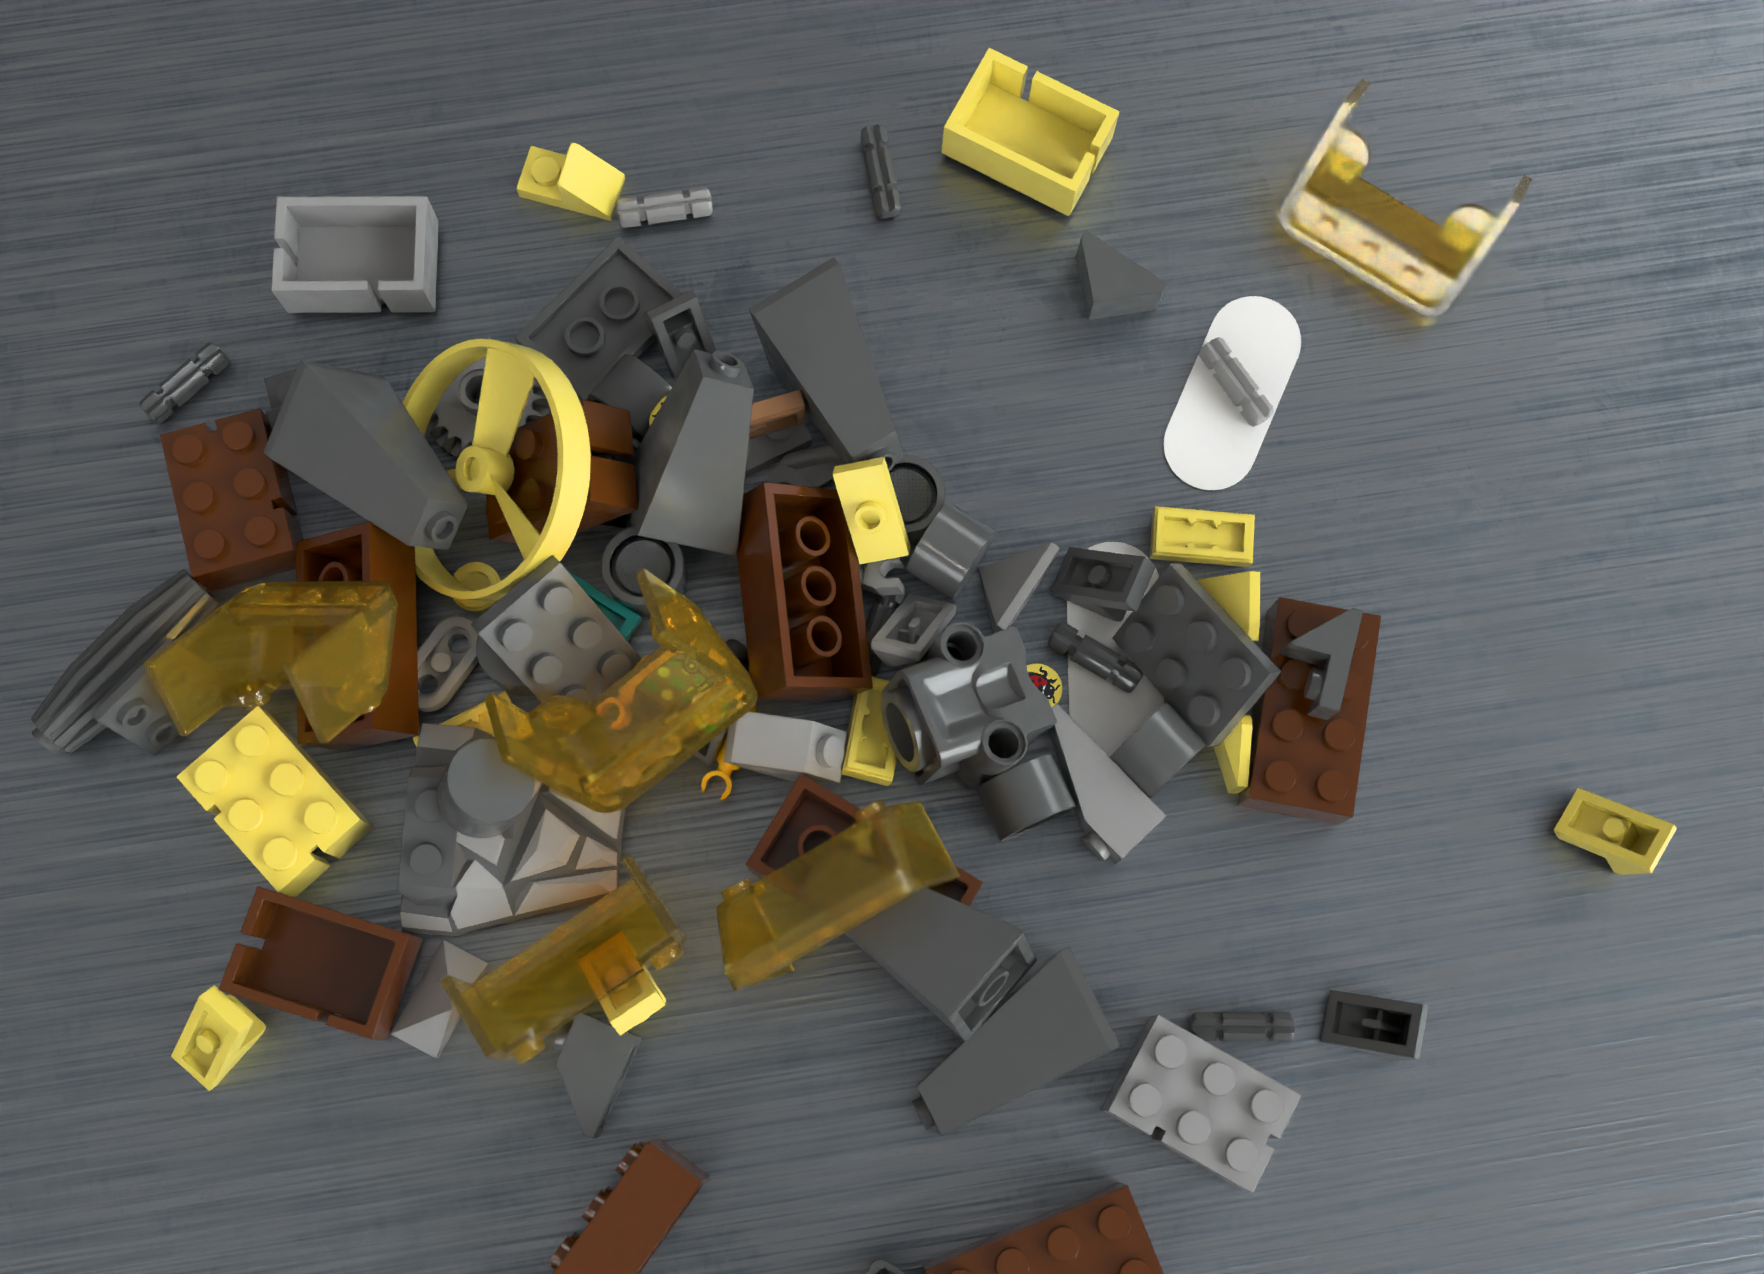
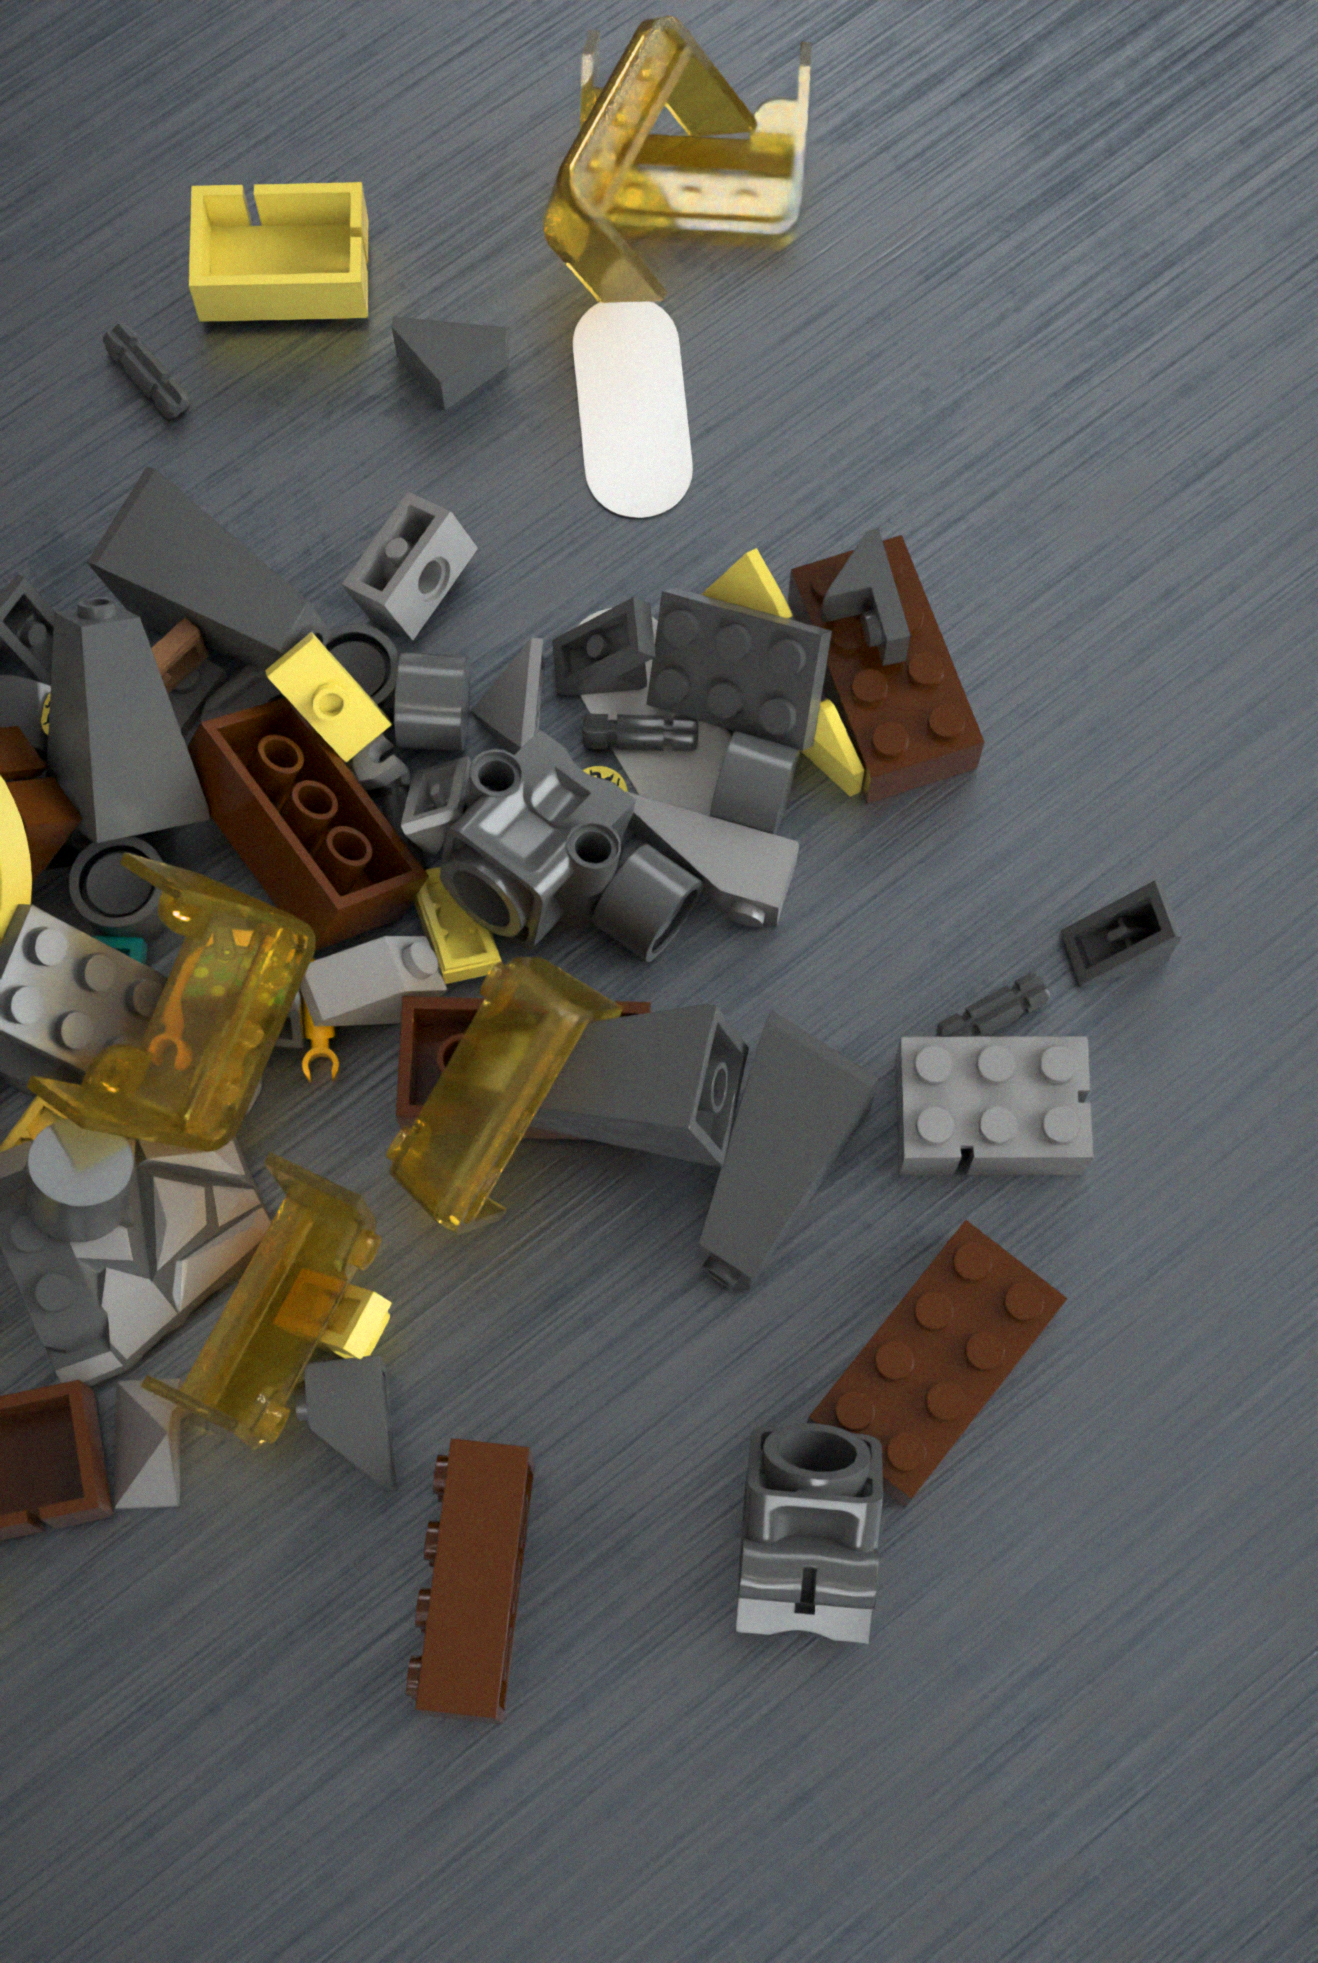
camera: 25 degrees left, 5 degrees down
(992, 434) = (410, 565): none -> light grey brick
(1202, 536) = (680, 557): light yellow plate -> none
(1236, 381) = (629, 391): light grey axle -> none
(1397, 144) = (655, 70): none -> clear yellow windscreen
(1619, 833) = (1248, 623): light yellow slope -> none

